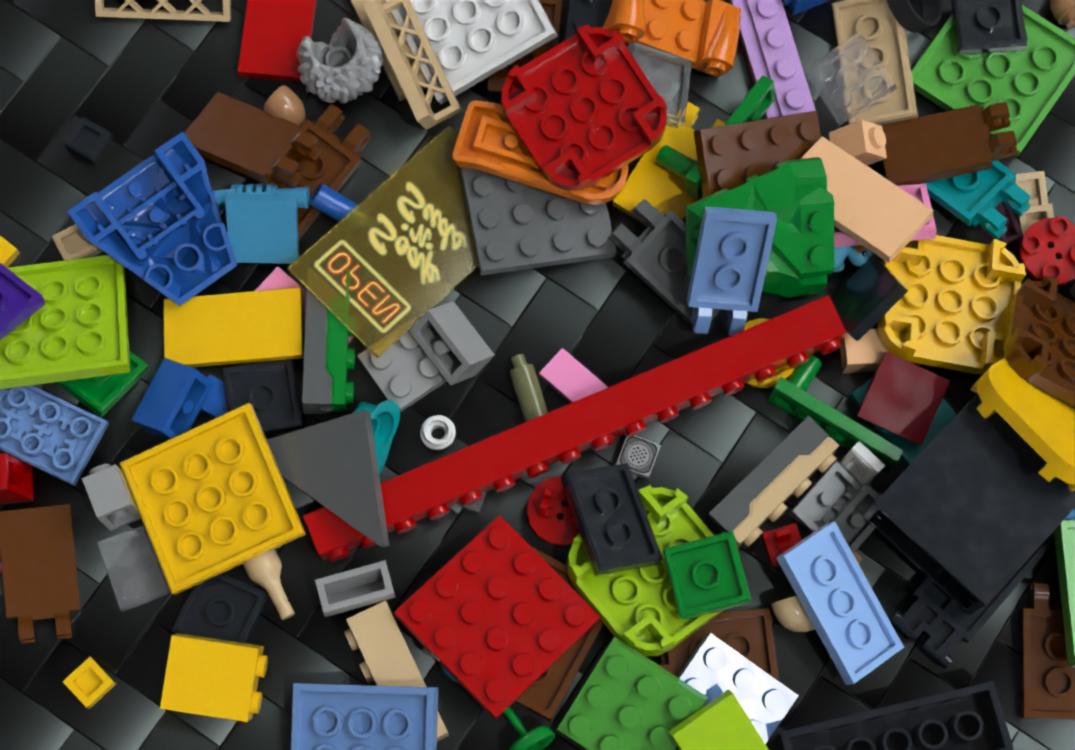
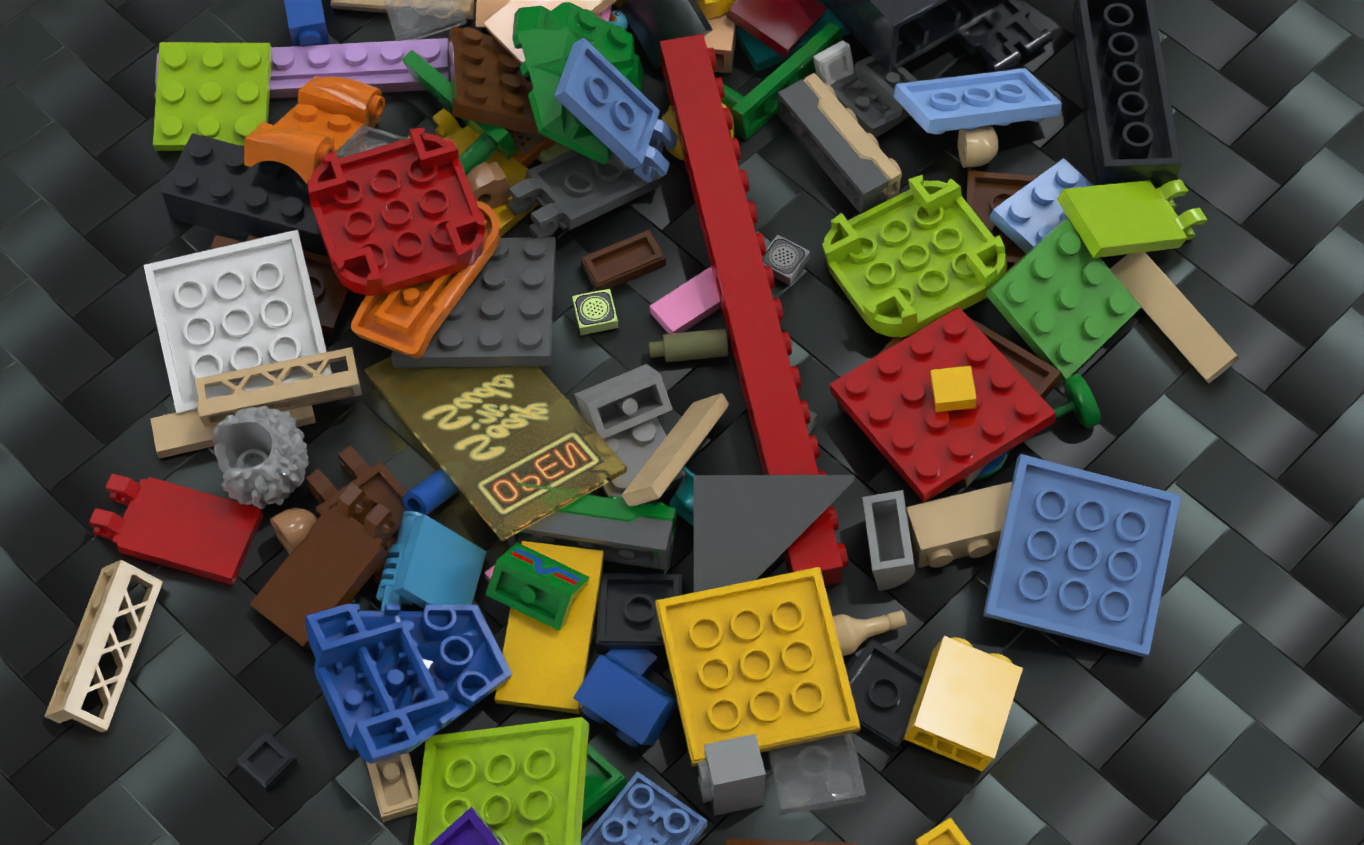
camera: 75 degrees left, 15 degrees down
(259, 307) = (535, 585): none -> green panel
(405, 394) = (675, 450): none -> tan tile
(432, 423) = (724, 432): white plate -> none
(499, 621) = (953, 389): none -> yellow tile
(543, 509) = (821, 350): red plate -> none
(550, 303) = (595, 311): none -> yellowish green tile
(608, 317) = (623, 261): none -> reddish brown tile
(611, 519) = (855, 278): black tile -> none
(650, 180) = (489, 184): none -> medium nougat piece
(707, 575) = (933, 200): green tile -> none
(779, 541) = (905, 149): red tile -> none

